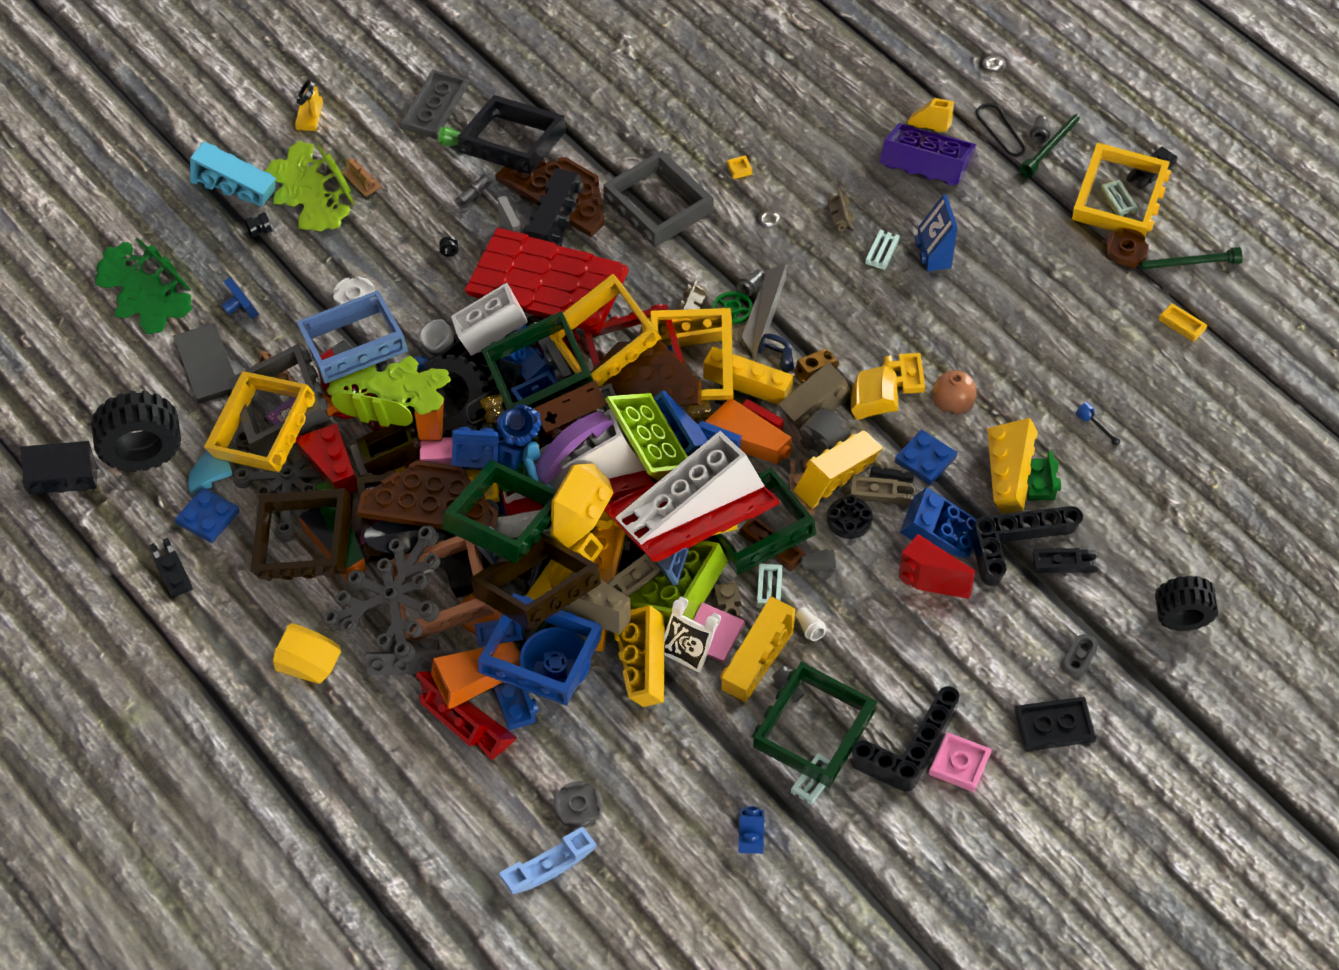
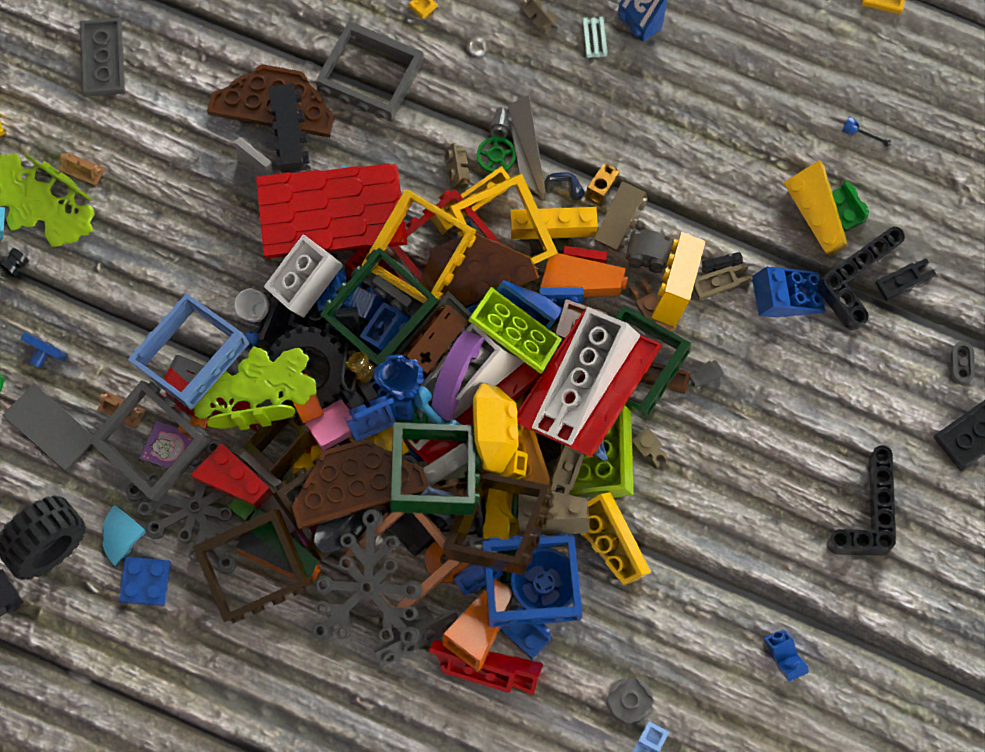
camera: 30 degrees left, 15 degrees up
(171, 570) = (145, 651): black hinge -> none
(230, 420) = (117, 479): yellow window -> none
(305, 654) = (319, 675): yellow slope -> none
(350, 289) = (146, 294): white tile -> none
(448, 136) = (140, 87): bright green cone -> none
(448, 241) = (206, 205): black bush -> none
(474, 190) = (195, 136): flat silver pin -> none
(517, 112) = (193, 36): black window -> none
(688, 640) = (643, 506): flag -> none
(725, 634) = (655, 485): bright pink tile -> none
(759, 649) = (704, 486): yellow wedge -> none
(770, 568) = (683, 434): light aqua tile -> none
(781, 680) = (743, 503): dark grey cone -> none
(803, 794) = (807, 599): light aqua tile -> none
(810, 624) = (732, 439): white cone -> none
(834, 688) = (826, 501): dark green window -> none
(849, 517) = (707, 319): black tile -> none
(874, 392) = (666, 187): yellow slope -> none
(911, 372) = (685, 152): yellow plate -> none
(925, 457) = (740, 230): blue plate -> none
(934, 570) = (809, 340): red slope -> none
(954, 392) = (732, 156): nougat cylinder -> none
(960, 761) = (917, 507): bright pink tile -> none

